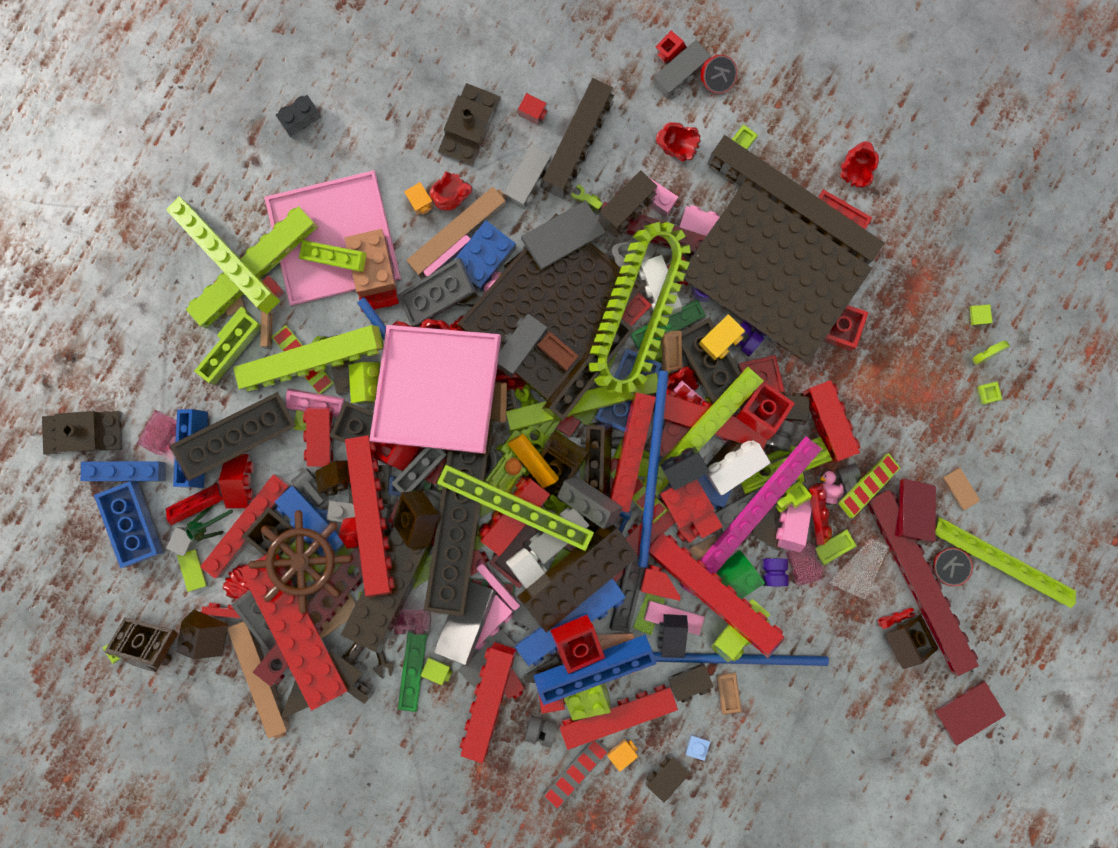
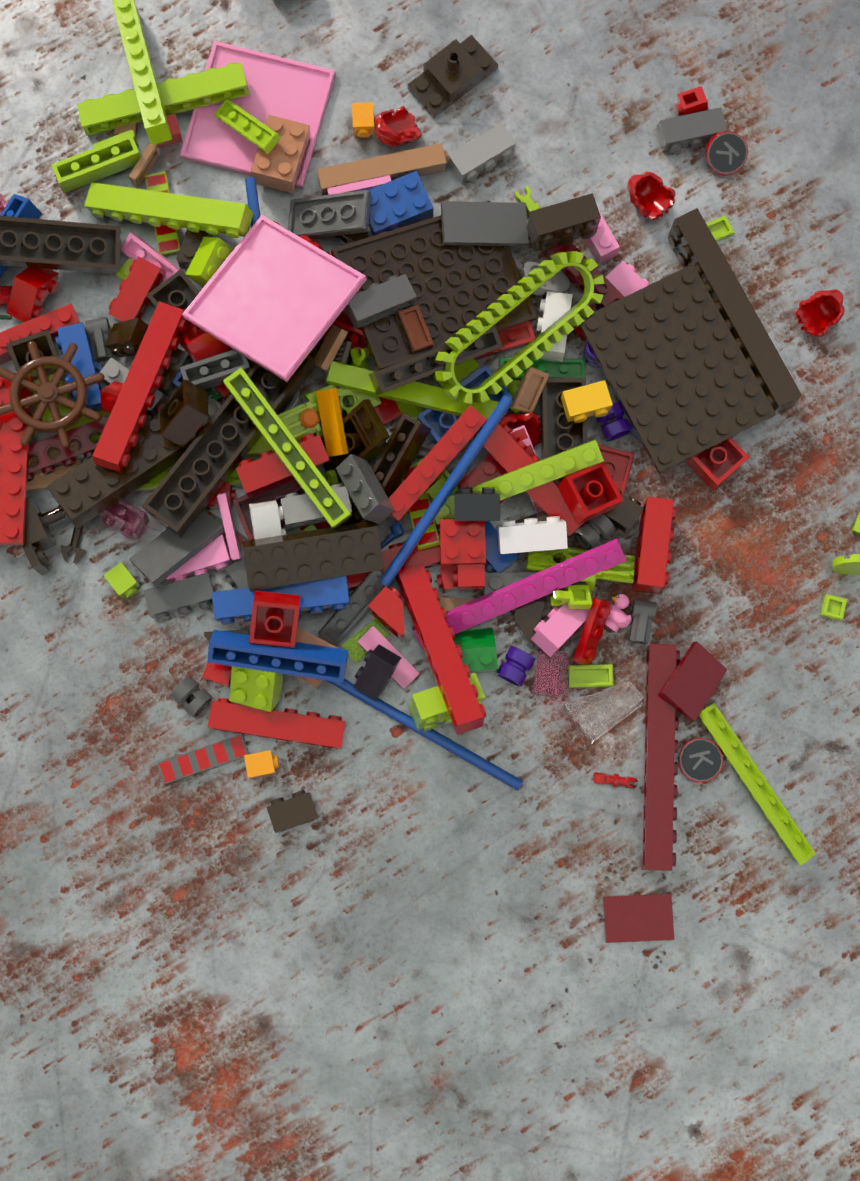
camera: 25 degrees right, 5 degrees down
(383, 299) = (273, 196): red plate -> none
(412, 672) = (92, 577): green tile -> none
(488, 702) = (155, 635): red brick -> none
(514, 685) = (188, 633): red brick -> none
(533, 109) = (522, 92): red brick -> none
(577, 138) = (551, 141): dark brown brick -> none
(690, 682) = (368, 730): dark brown brick -> none
(697, 747) = (340, 800): light blue plate -> none
(729, 693) = (402, 764): medium nougat tile -> none
(846, 209) = (785, 351): red plate -> none
(869, 485) = (658, 630): tile -> none
(911, 642) = (617, 811): dark brown slope -> none
(961, 489) = (752, 687): medium nougat tile -> none

